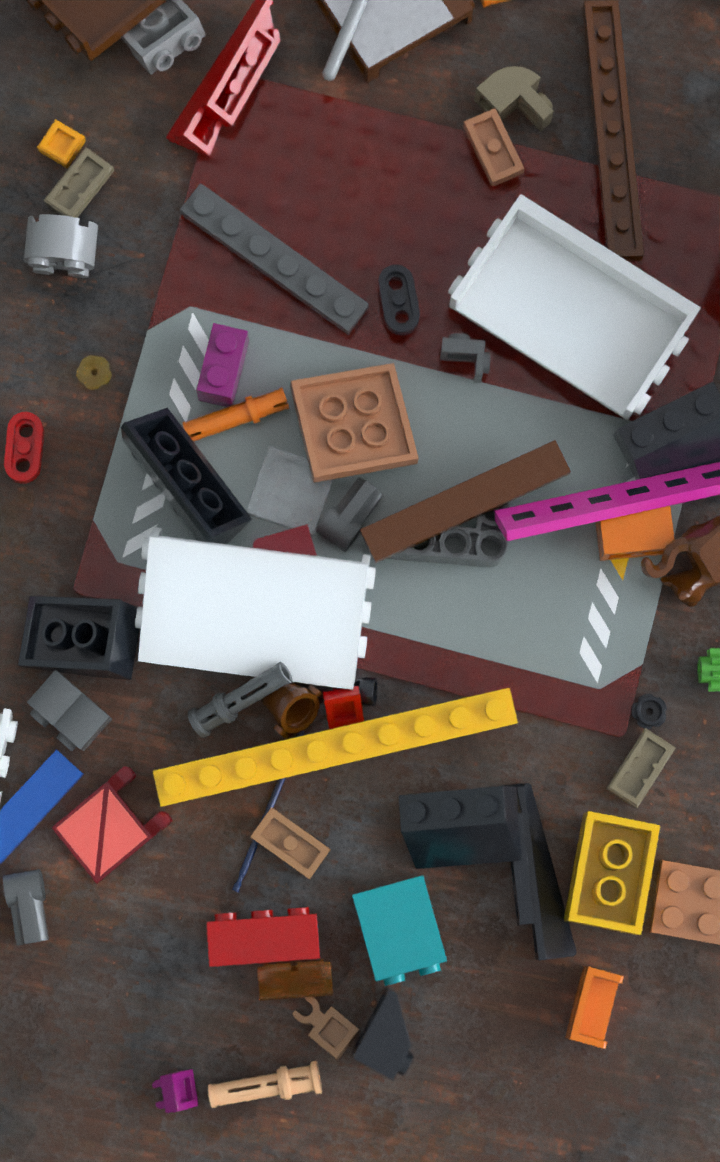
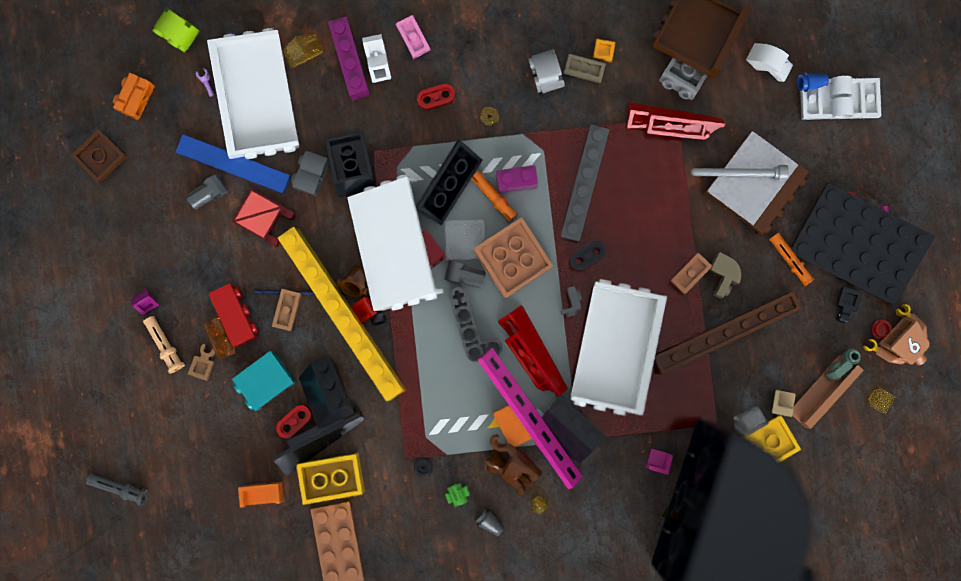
camera: 80 degrees right, 5 degrees up
(224, 705) = (341, 250): dark grey pin -> none
(385, 1039) = (198, 394): black slope -> none
(465, 501) = (491, 330): reddish brown tile -> none
(475, 455) = (531, 352): none -> red wedge
(489, 903) = (295, 422): none -> red plate
(640, 768) = (392, 473): dark tan plate -> none

